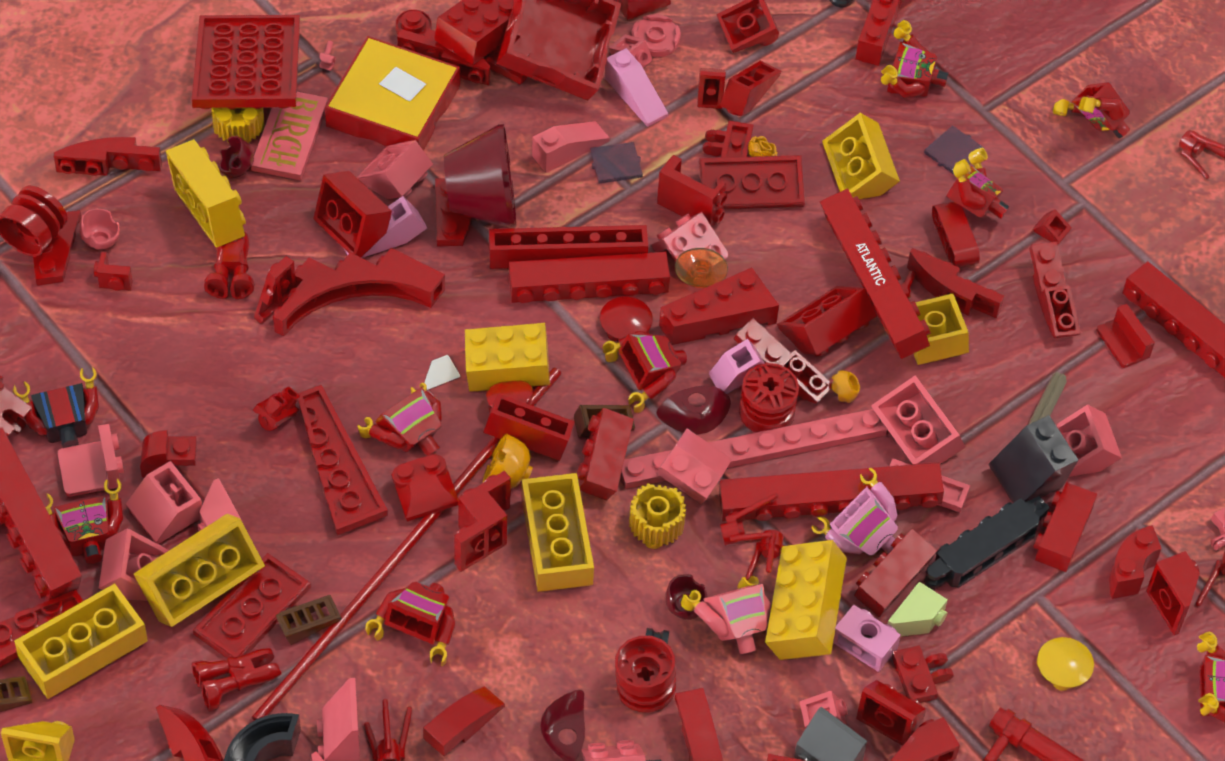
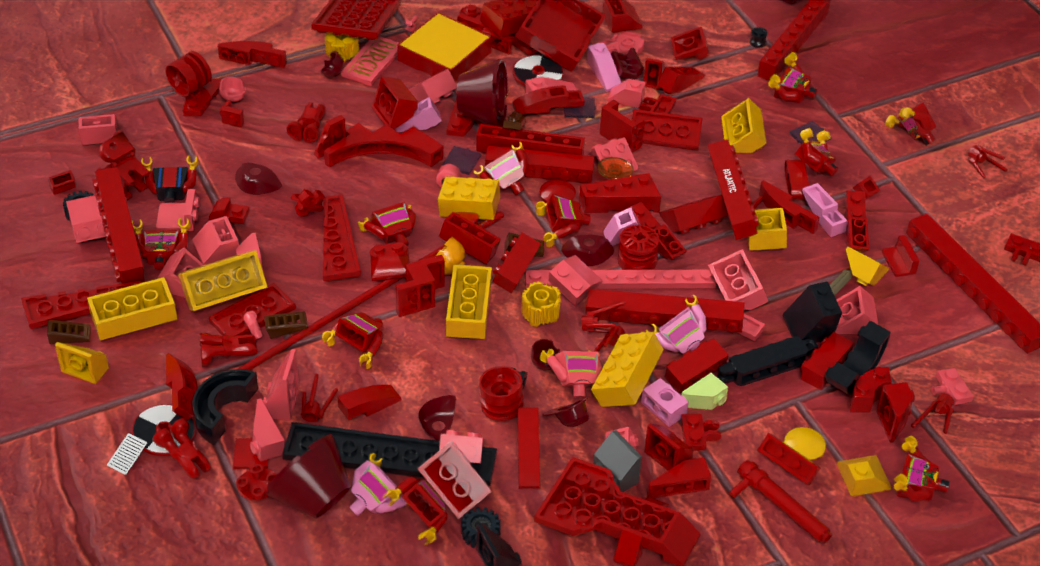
camera: 15 degrees right, 10 degrees down
(195, 388) = (258, 184): none -> dark red piece
(206, 193) = (304, 77): yellow brick -> none
(258, 625) = (250, 319): none -> coral arm
(402, 84) = (451, 40): white sticker -> none
(440, 372) = (424, 202): white sticker -> none
(463, 318) = (447, 171): none -> coral head
(472, 287) = (463, 159): none -> clear purple piece
(522, 107) = (535, 67): none -> piece
(535, 212) = (514, 121): none -> reddish brown plate
(548, 300) = (507, 169): none -> torso
(567, 162) = (543, 99): none -> red slope
(668, 75) = (628, 65): none -> dark red bracket
(681, 127) = (628, 93): none -> coral slope
(744, 681) = (571, 414): none -> dark red piece
(761, 147) = (678, 110): light orange plate -> none
(846, 386) = (694, 252): light orange plate -> none
(1006, 278) = (826, 208): none -> bright pink slope
(1051, 692) = (789, 458): none -> red plate
(1082, 364) = (865, 268): none -> yellow slope
(1111, 521) = (864, 357): none -> black brick
(1151, 694) = (863, 475): none -> yellow slope

